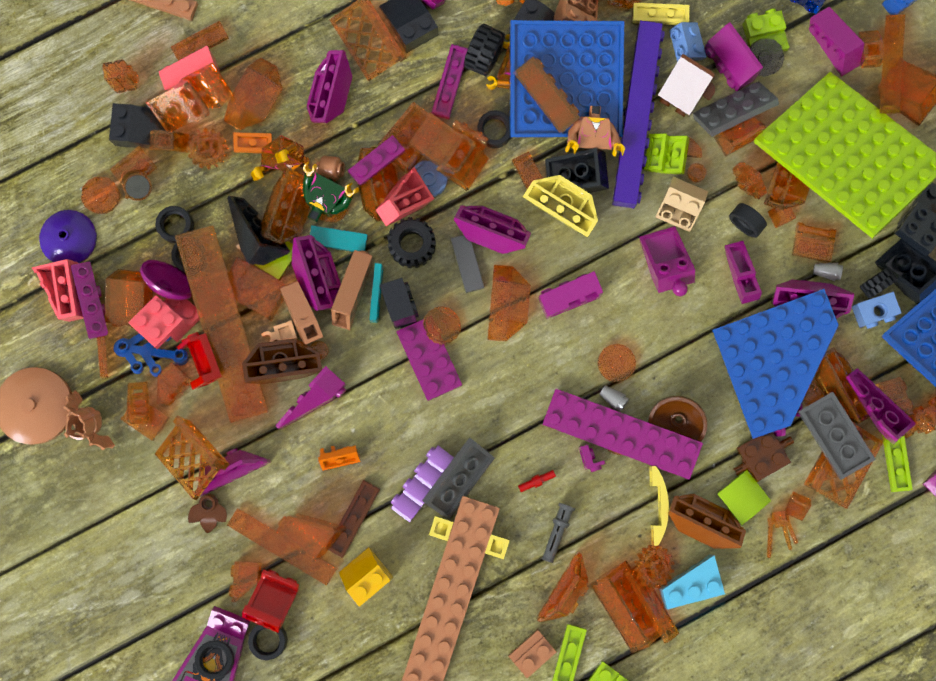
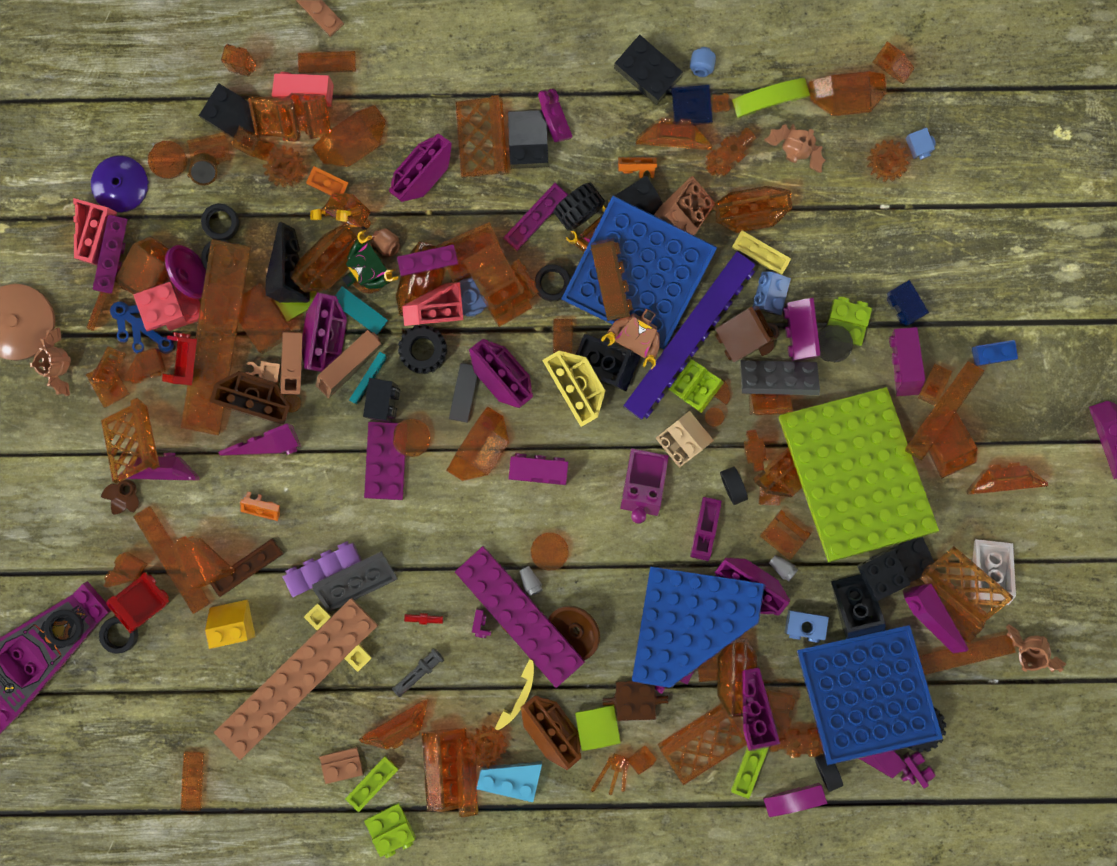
camera: 30 degrees right, 5 degrees up
(836, 435) = (705, 717): dark grey plate -> none
(878, 282) = (820, 602): black tyre -> none

